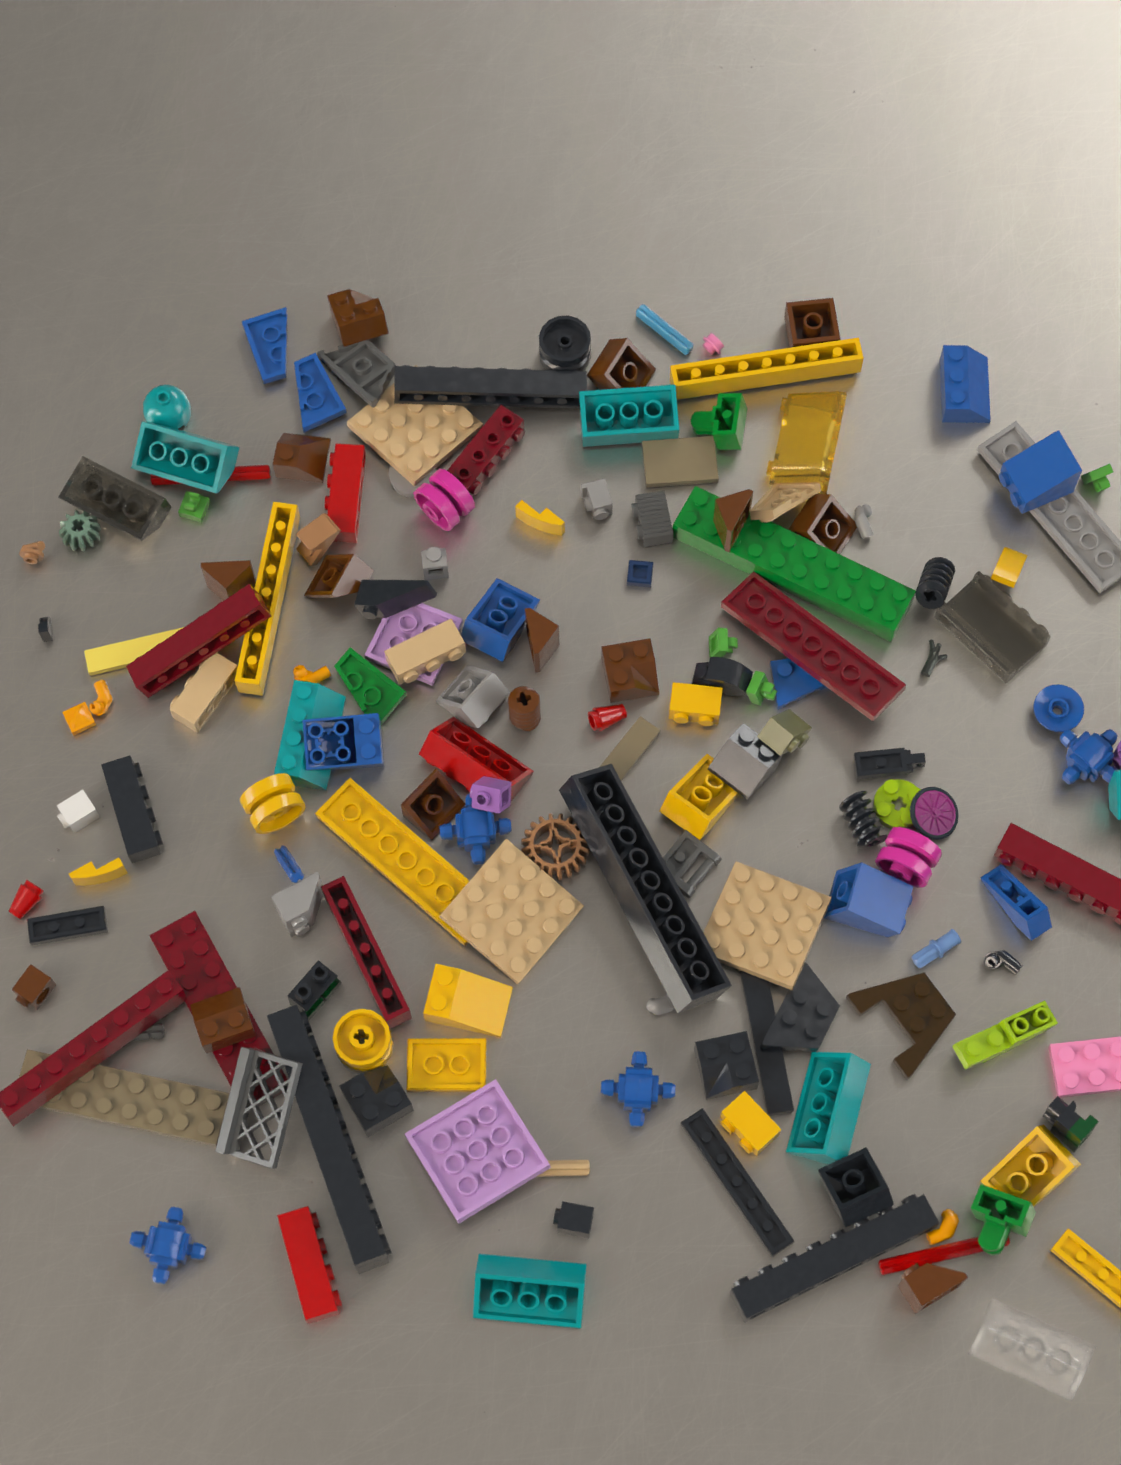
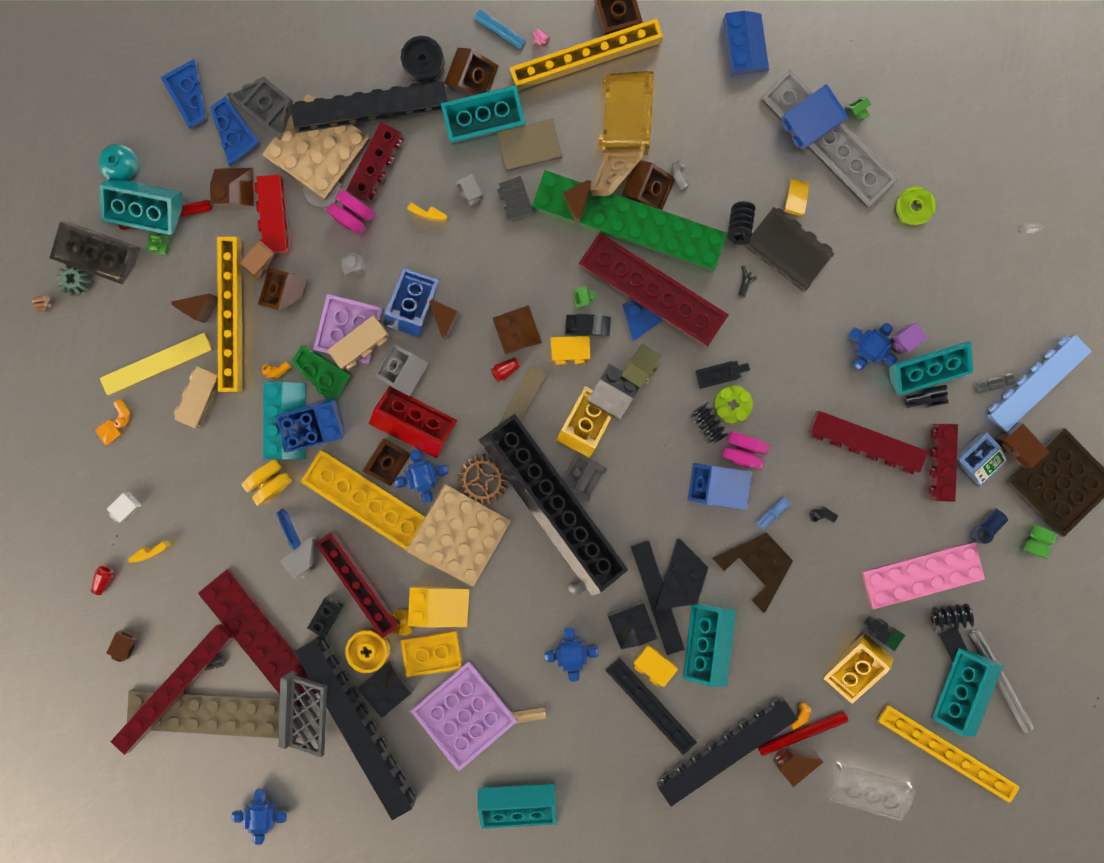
camera: 10 degrees left, 20 degrees up
(45, 629) = (66, 365): black tile -> none
(67, 925) = (136, 593): black tile -> none
(131, 808) = (163, 499): black brick -> none
(198, 641) = (184, 362): dark red brick -> none
(222, 1020) = (263, 651): reddish brown slope -> none
(308, 1264) = (360, 813): red brick -> none
(357, 316) = (252, 59): reddish brown slope -> none
(390, 597) = (322, 302): black slope -> none
(417, 1023) = (403, 629): none -> yellow piece
(491, 794) = (428, 453): medium lavender brick -> none
(524, 708) = (434, 373): reddish brown piece -> none
(574, 1219) = (540, 753): black brick -> none
(640, 573) = (512, 245): dark blue tile -> none
(724, 422) = (559, 107): green brick -> none
(760, 688) = (617, 329): bright green tile -> none
(765, 924) = (645, 515): tan plate -> none
(856, 1187) = (736, 703): black slope -> none
(934, 813) = (760, 408): magenta wheel -> none
(1001, 1215) = (841, 708): green brick -> none
(1005, 1035) = (830, 571): lime slope -> none
(1018, 902) = (829, 468): blue slope -> none
(1060, 698) = (855, 307): blue dish -> none

